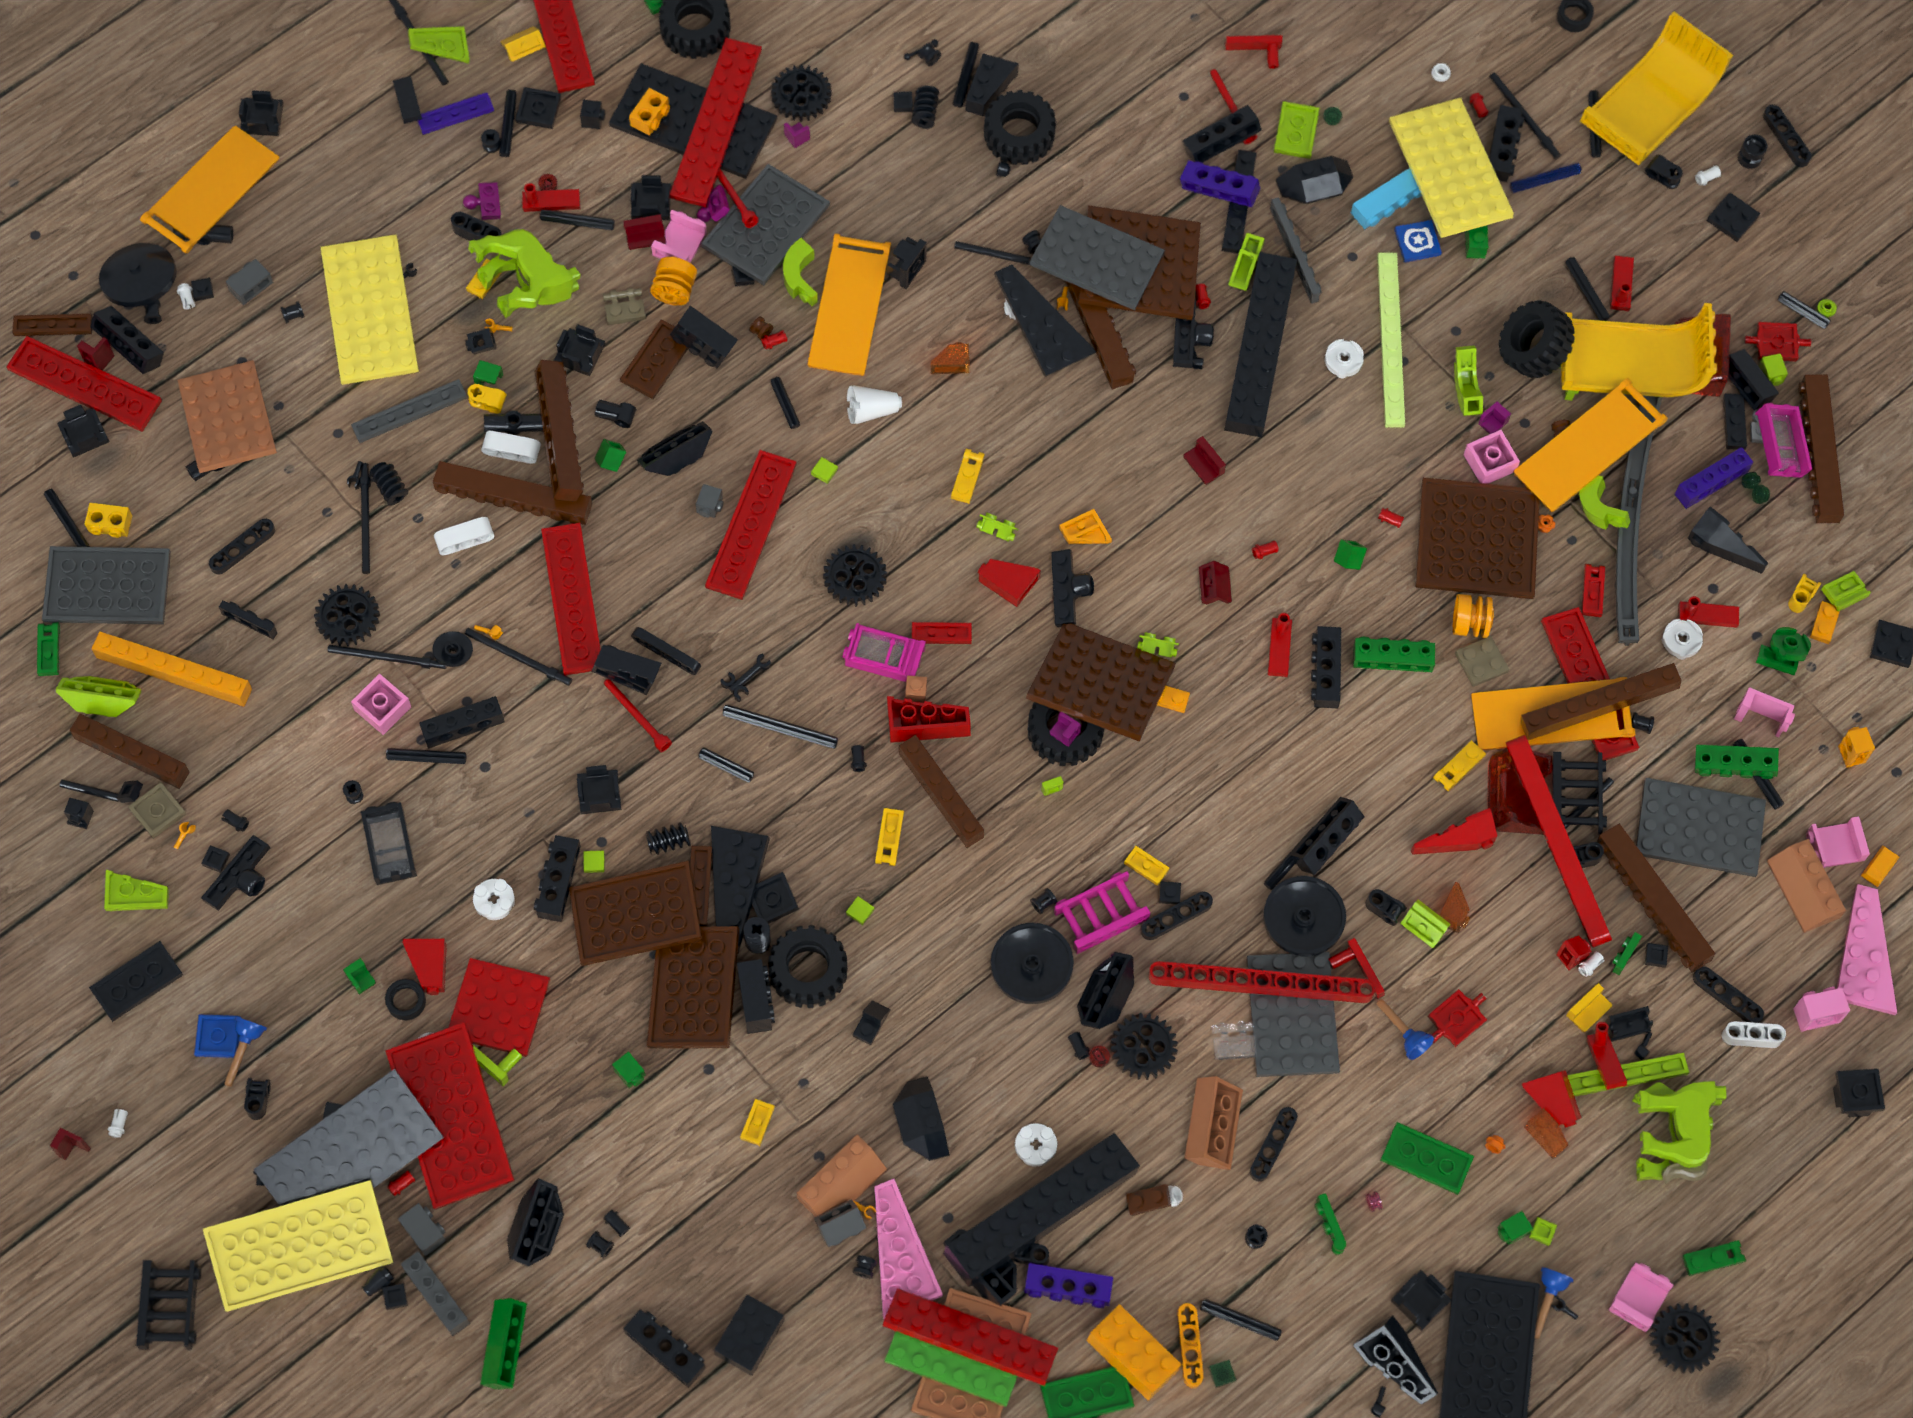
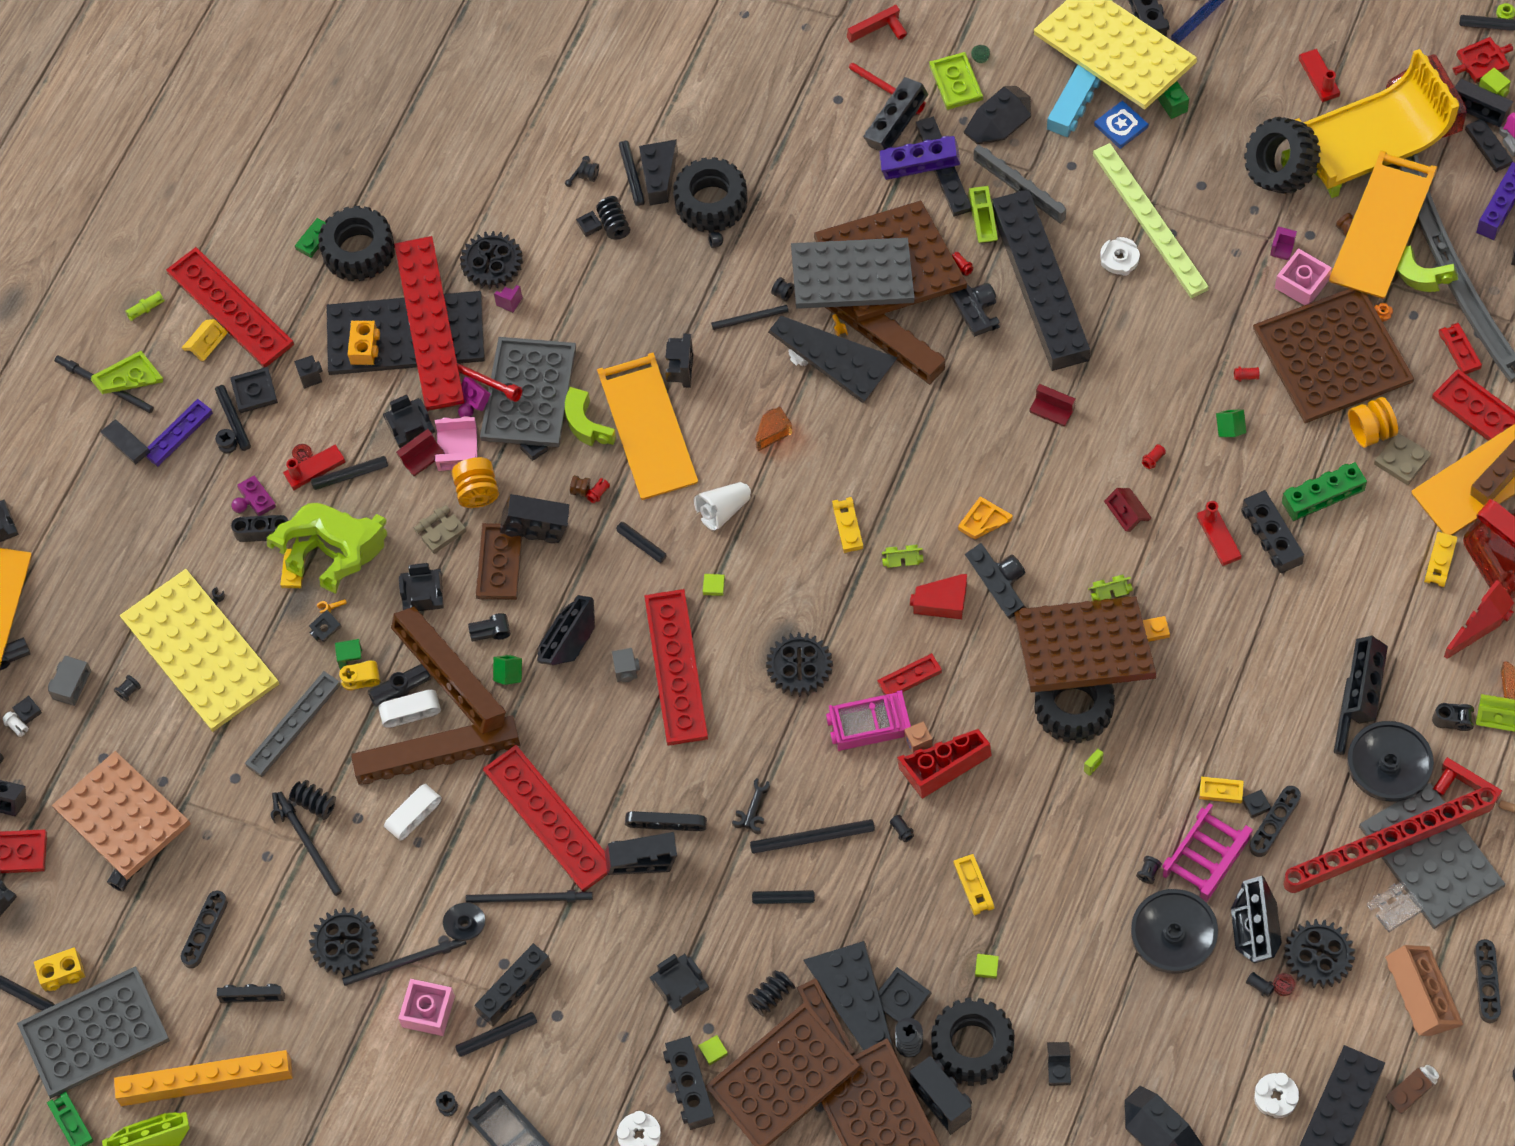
camera: 20 degrees left, 5 degrees down
(494, 633) = (494, 887): light orange hand -> none
(661, 742) = (710, 906): red piece -> none
(941, 791) = (996, 818): reddish brown brick -> none
(1065, 729) = (1080, 702): magenta panel -> none
(1466, 383) = (1242, 228): lime arch -> none
(1587, 289) = (1293, 94): black axle -> none

